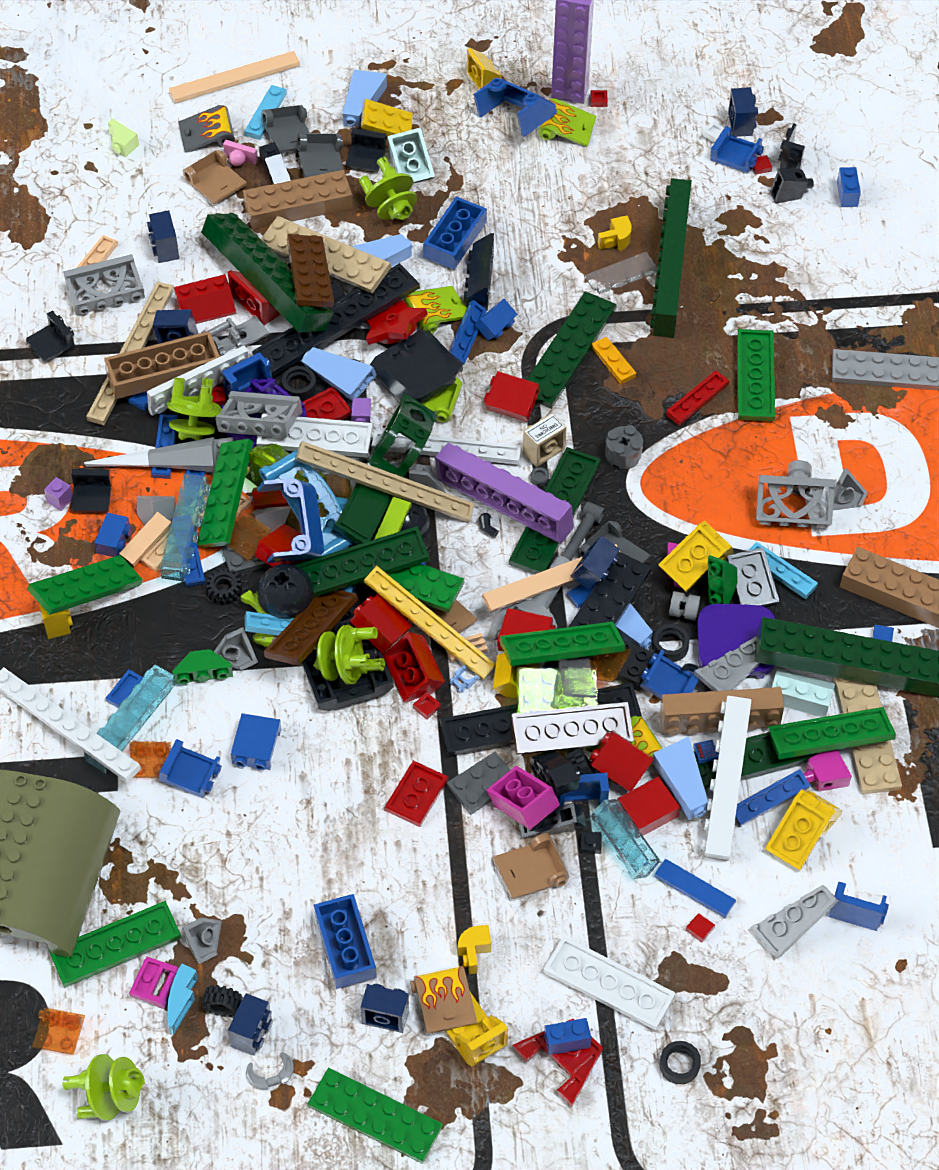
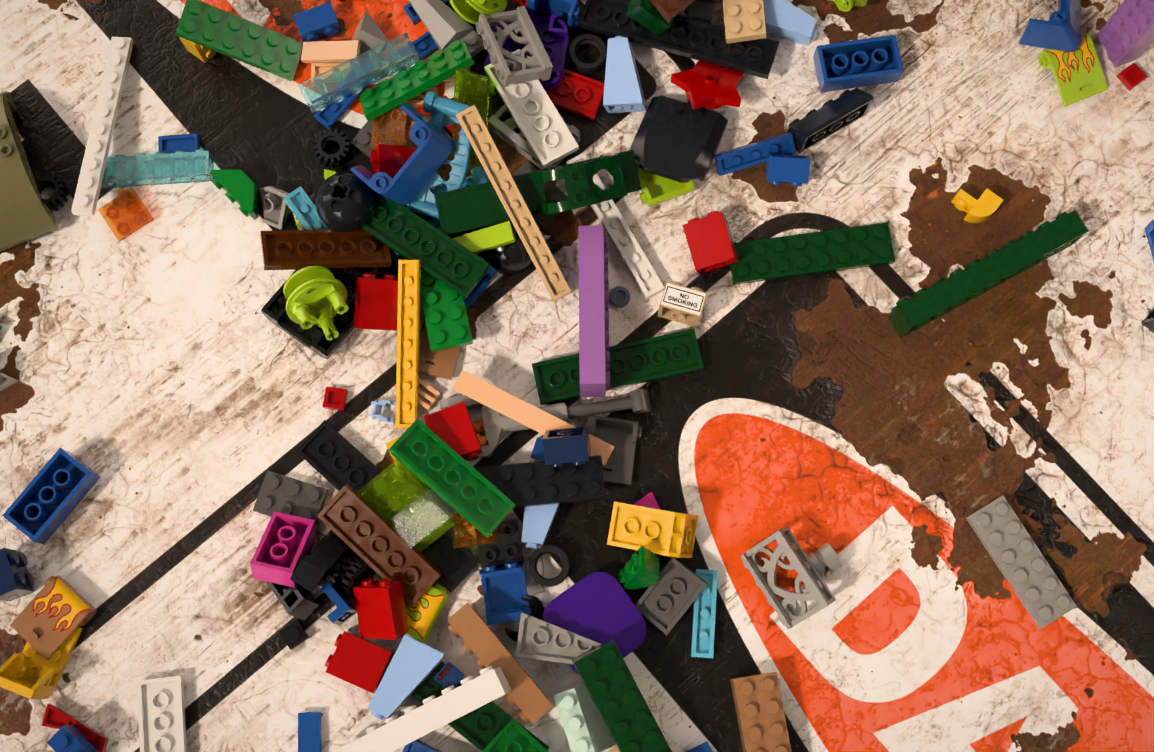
camera: 55 degrees right, 20 degrees up
(189, 770) = (133, 252): blue panel -> none
(255, 741) = (196, 284): blue panel -> none
(361, 410) = (595, 128): medium lavender brick -> none
(413, 667) = (362, 362): red slope -> none
(416, 793) = (242, 451): red tile -> none
(424, 475) = (566, 227): light grey slope -> none
(441, 304) = (763, 106): lime door -> none
(472, 942) = (125, 602): yellow brick -> none
(485, 525) = (557, 316): black arm -> none
(532, 866) = (231, 601): medium nougat door -> none
(539, 476) = (647, 326): dark grey tile -> none
(613, 360) = (829, 302): light orange plate -> none
(618, 273) = (932, 235): clear windscreen -> none
(624, 447) = (729, 368): dark grey brick -> none
(625, 839) = (310, 665): clear light blue brick -> none
(691, 606) = (595, 550): light grey wheel -> none
(697, 397) = (844, 407): red plate -> none
(755, 375) = (913, 442): green plate -> none
(848, 492) = (840, 620): light grey slope -> none

